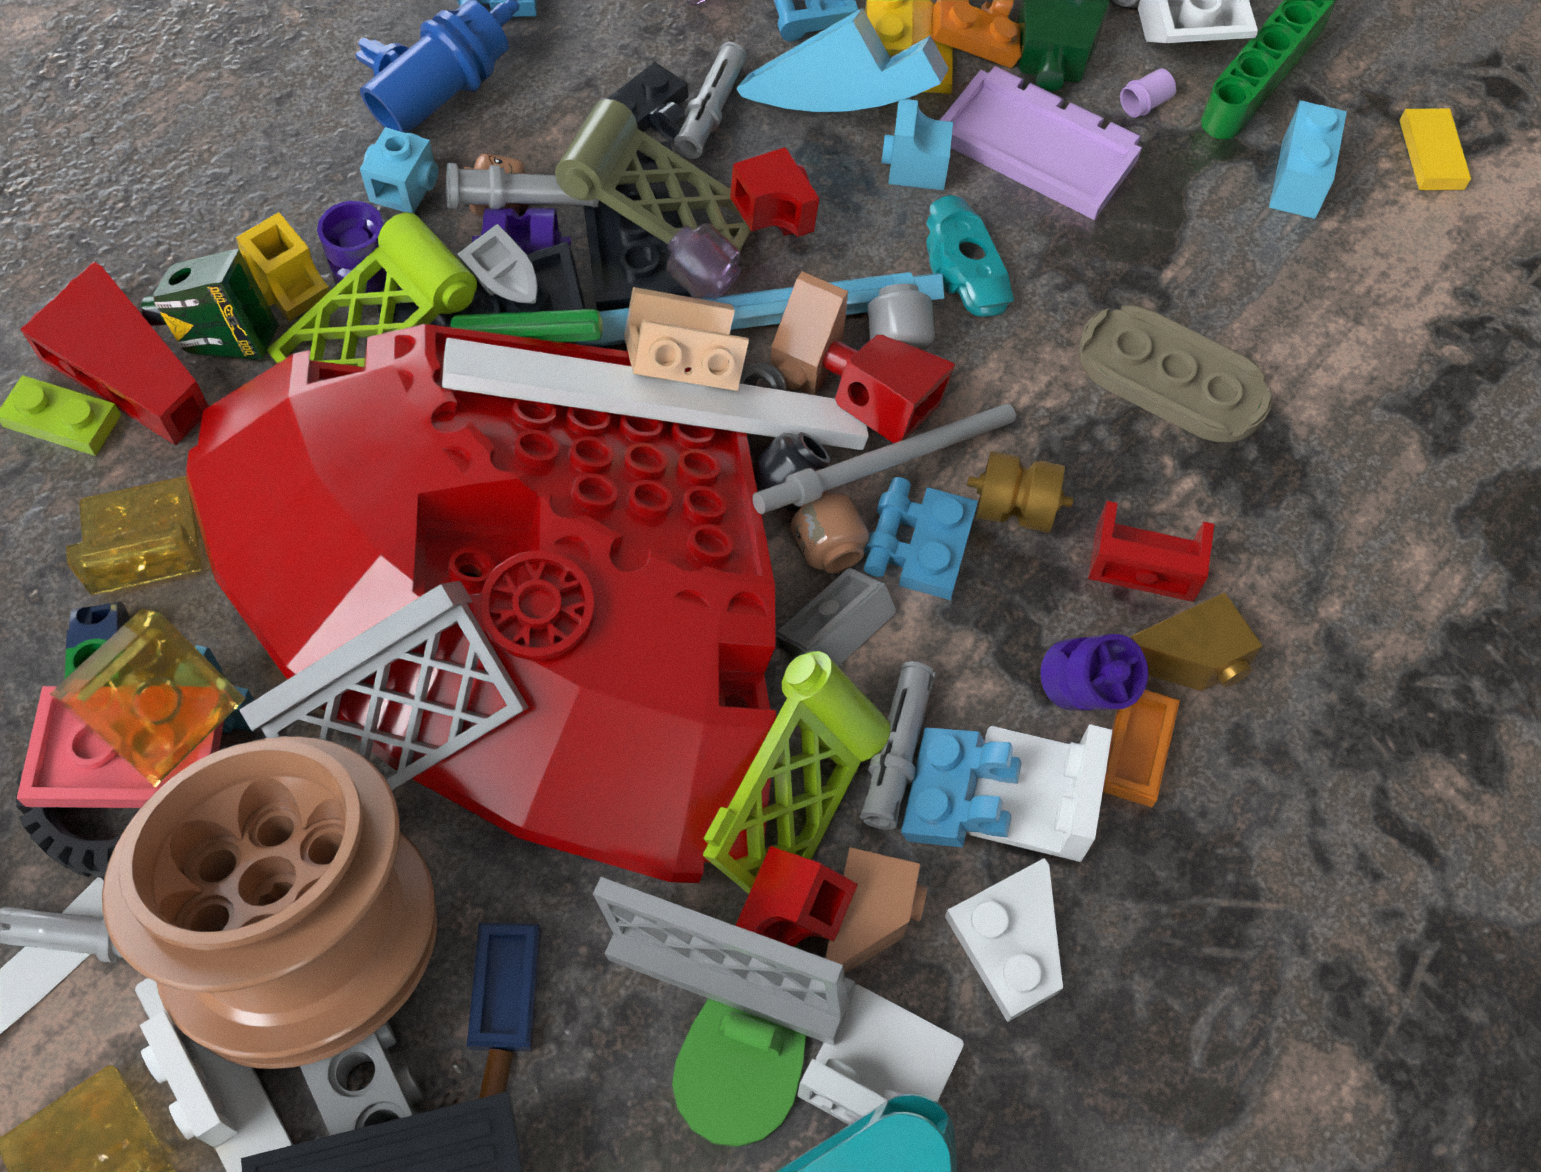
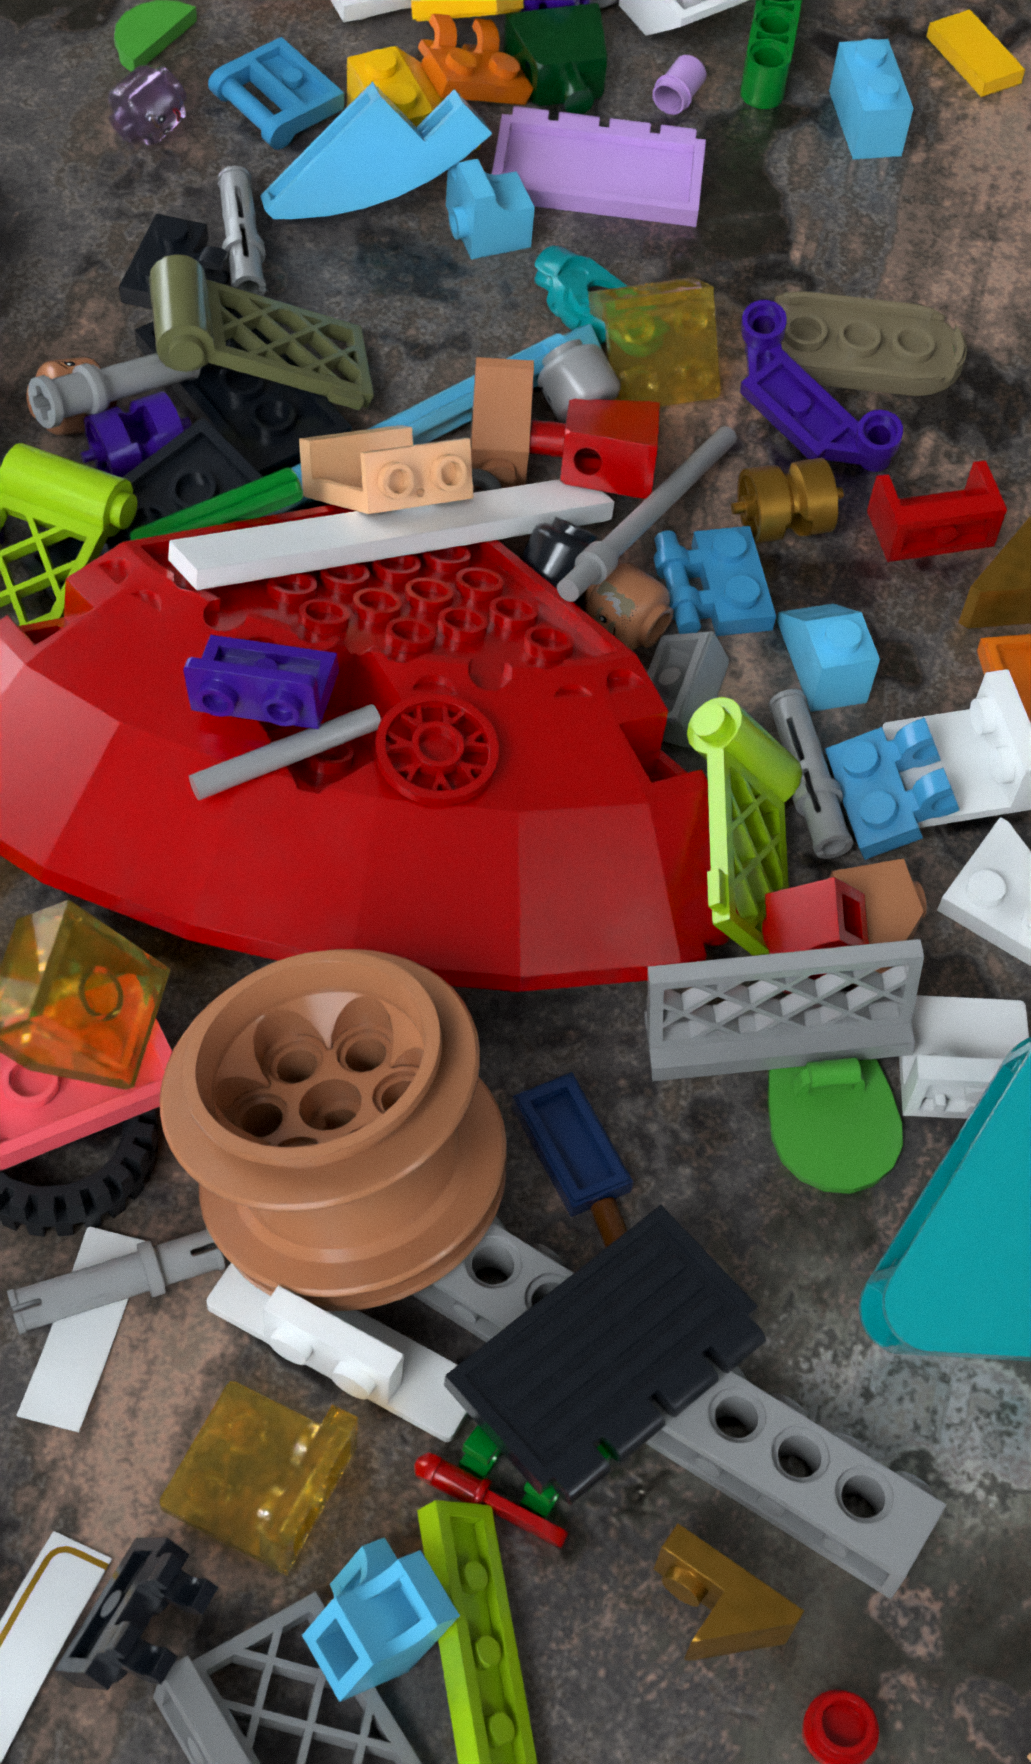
camera: 30 degrees left, 5 degrees down
(374, 653) = (300, 857): light grey fence -> none
(414, 556) = (284, 752): none -> light grey bar
(425, 489) = (261, 681): none -> dark purple bracket
(501, 266) = (156, 462): light grey plate -> none
(703, 261) = (354, 389): clear purple head -> none
(774, 193) = (382, 301): red brick -> none
(978, 643) = (830, 654): none -> medium azure slope
(989, 310) = (661, 340): none -> clear yellow bracket
(1083, 409) = (801, 406): none -> dark purple plate
(1094, 673) = (955, 632): dark purple wheel -> none

